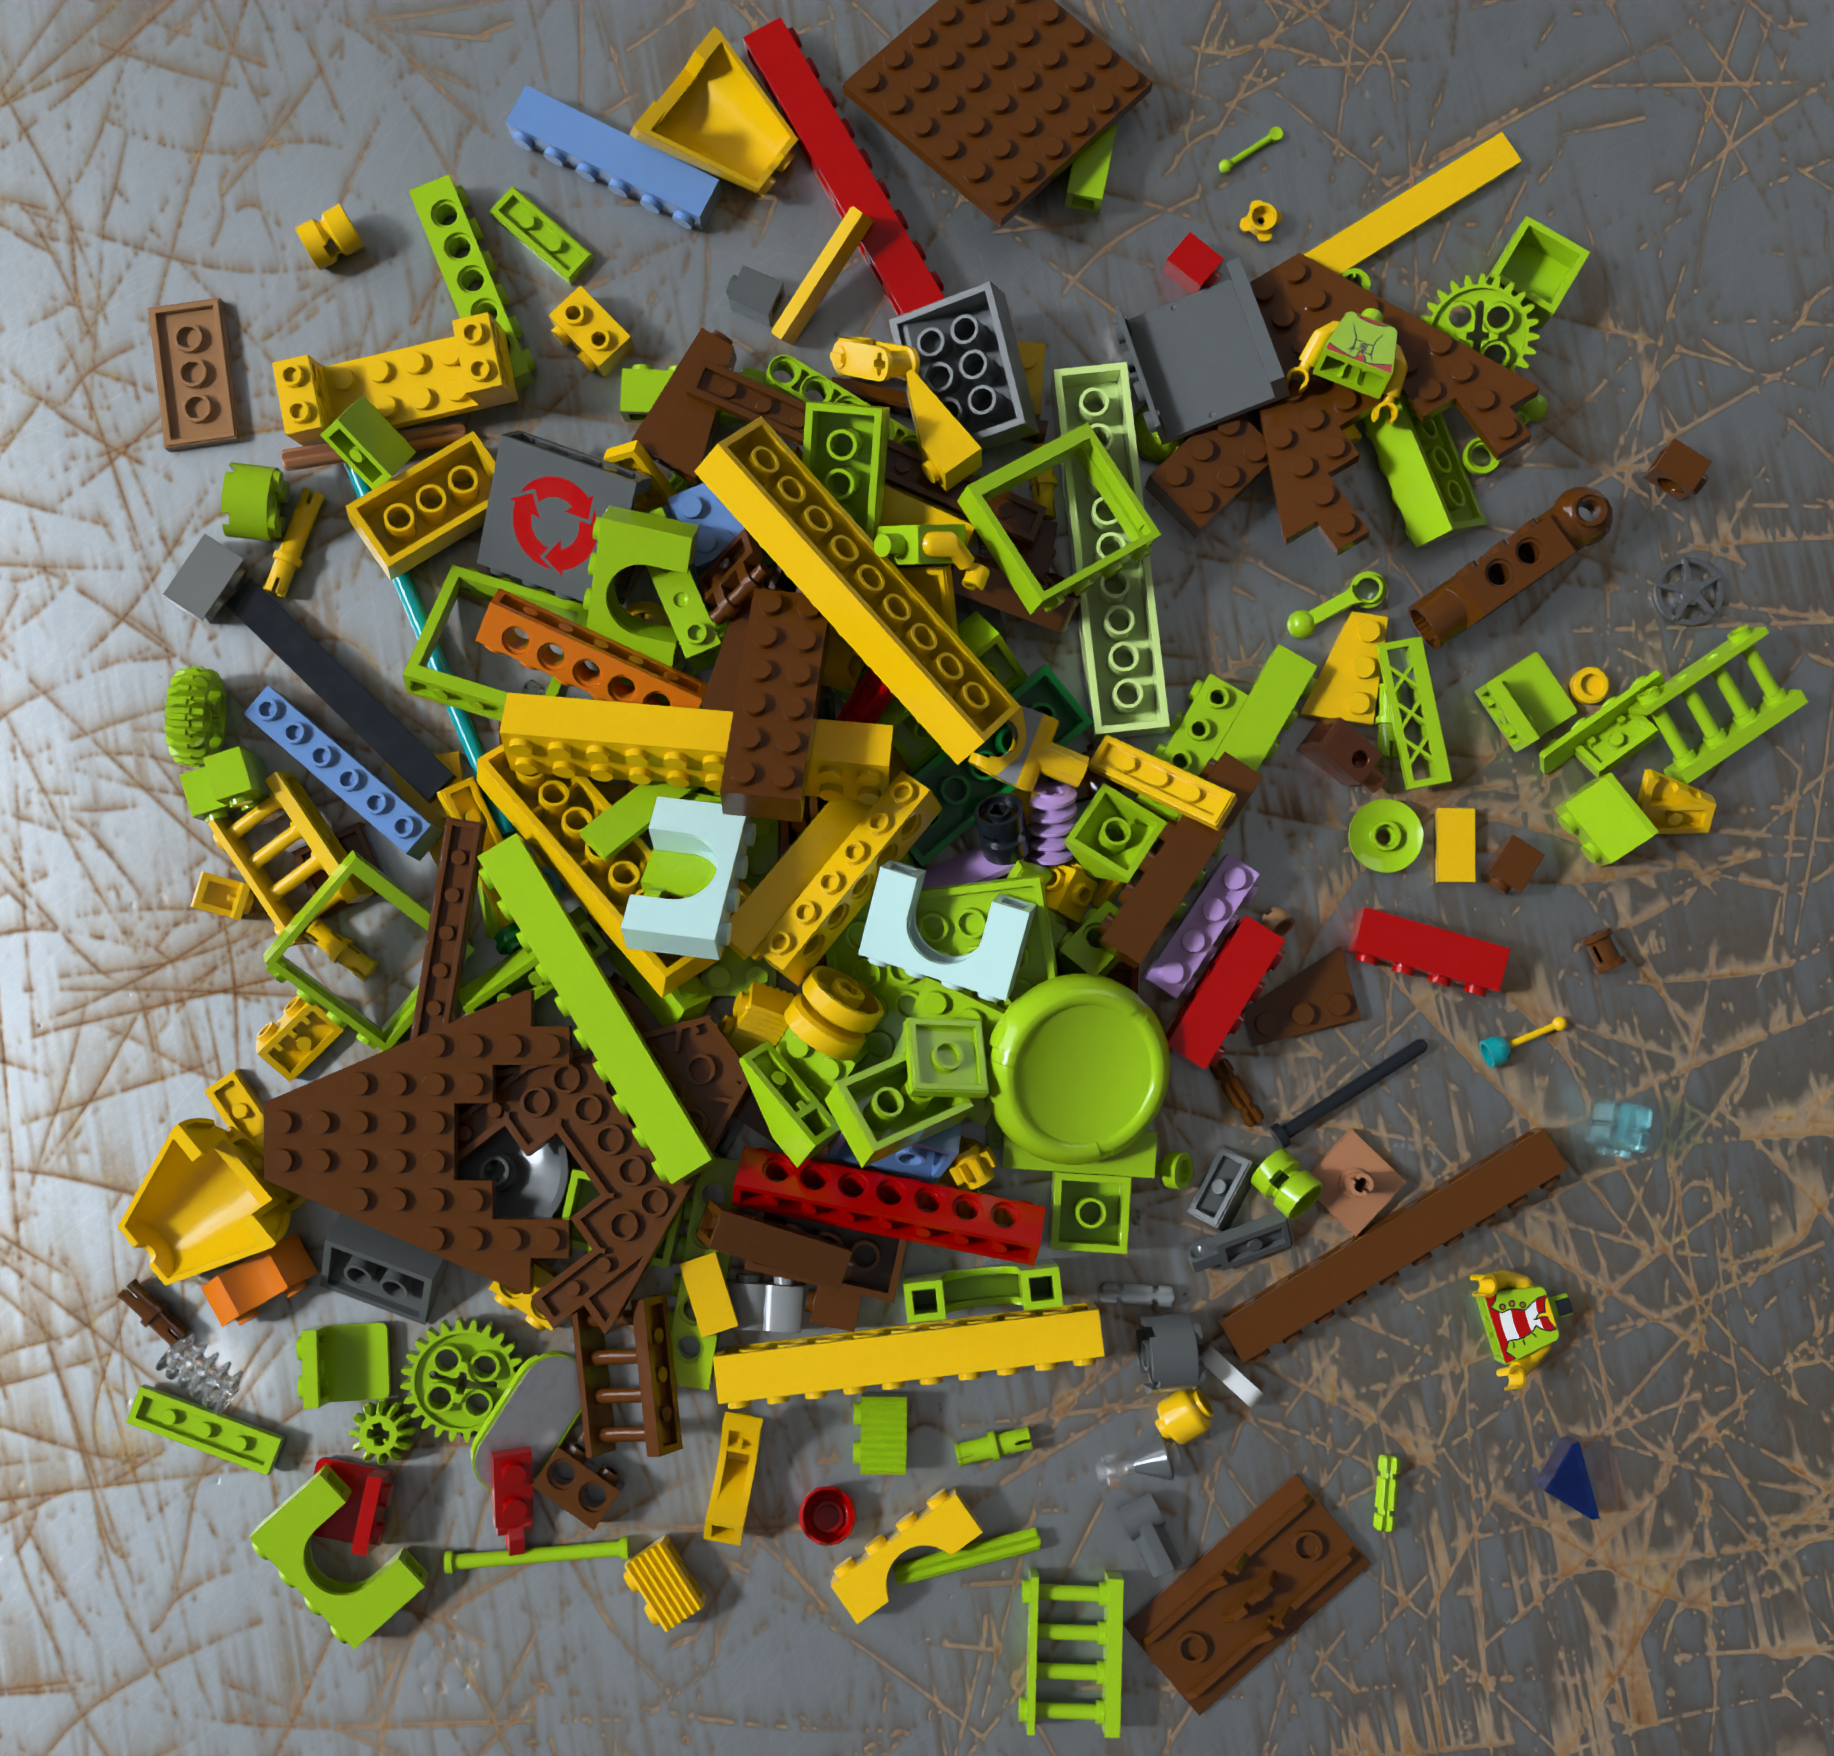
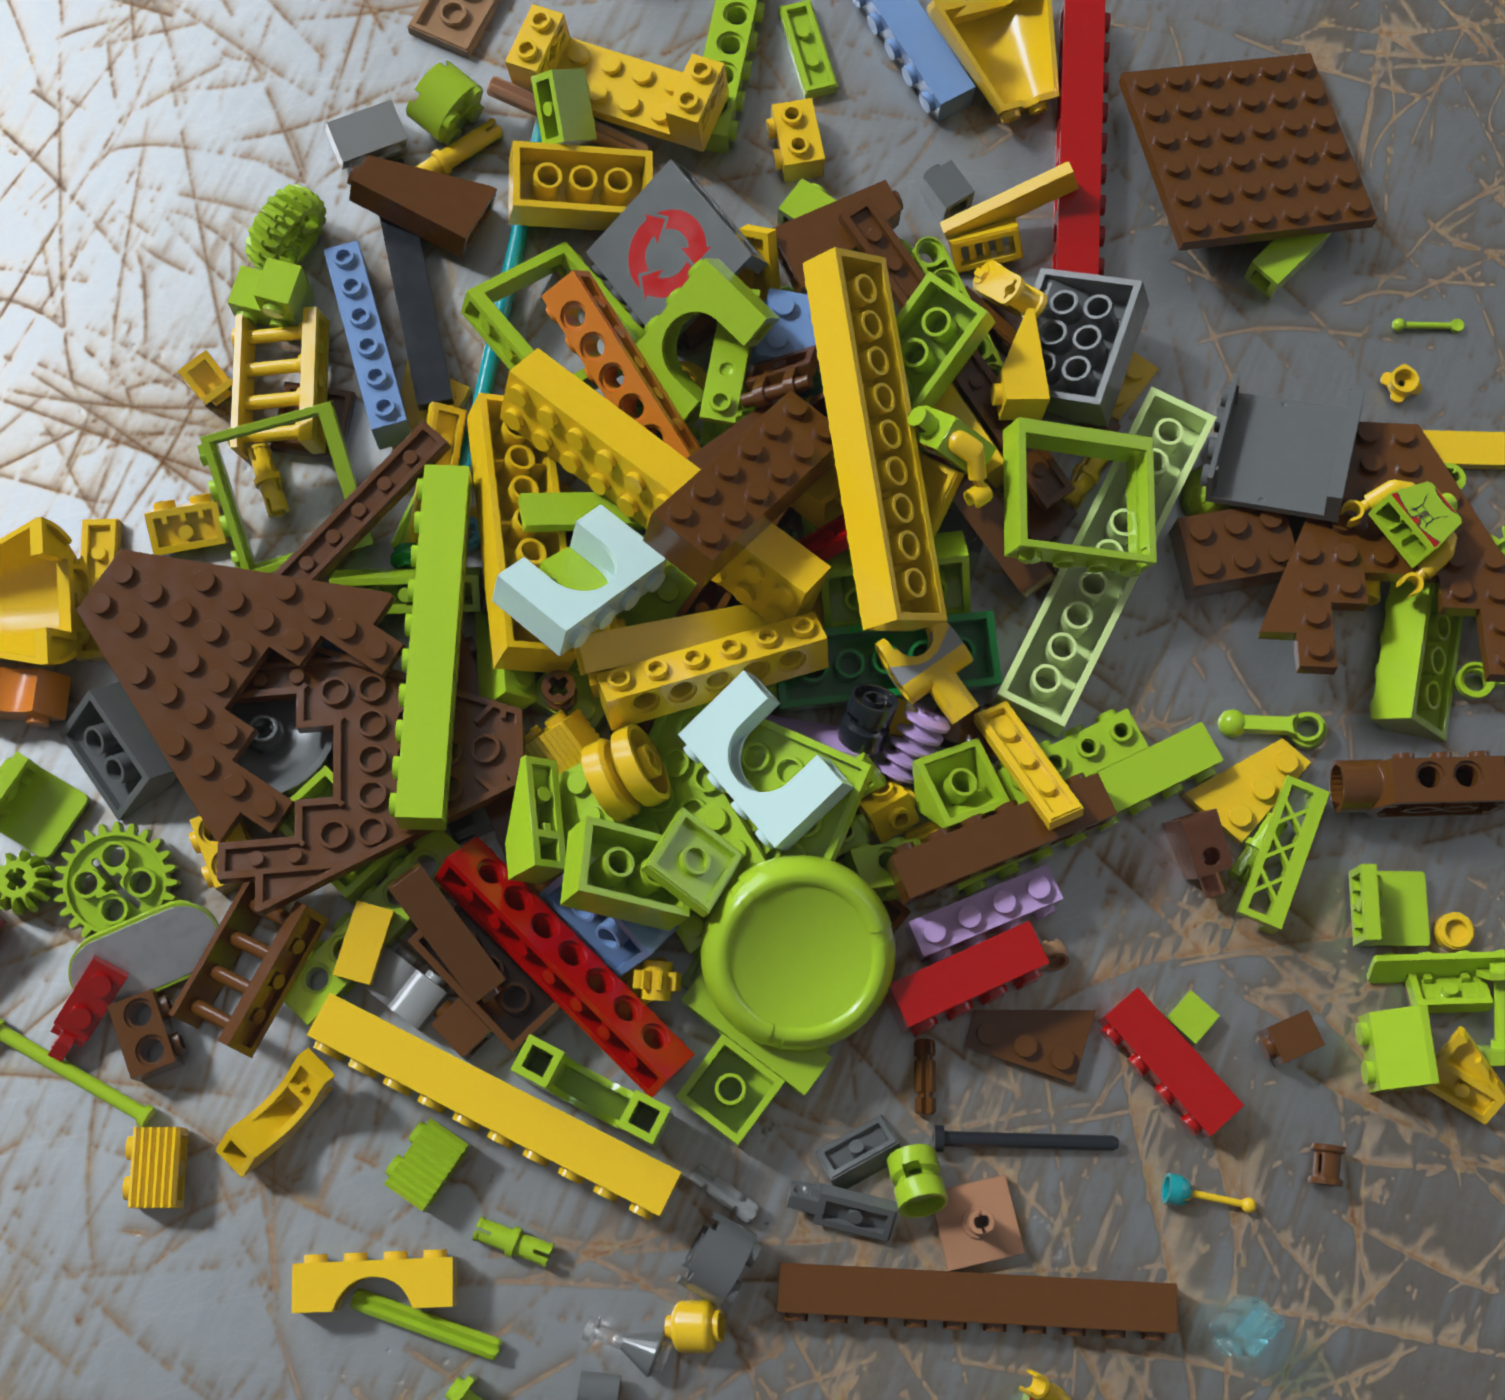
camera: 30 degrees right, 10 degrees down
(300, 610) = (423, 201): none -> reddish brown slope
(722, 967) = (561, 680): none -> reddish brown bush
(827, 1515) = (332, 1202): red hair -> none
(840, 325) = (996, 231): none -> yellow slope
(1175, 1170) = (828, 1107): lime tile -> none
(1194, 265) = (1322, 380): red brick -> none
(1231, 1376) = (759, 1320): white beam -> none
(1398, 822) = (1209, 931): lime dish -> none
(1421, 899) = (1192, 1017): none -> lime tile
(1455, 845) = (1250, 990): yellow tile -> none

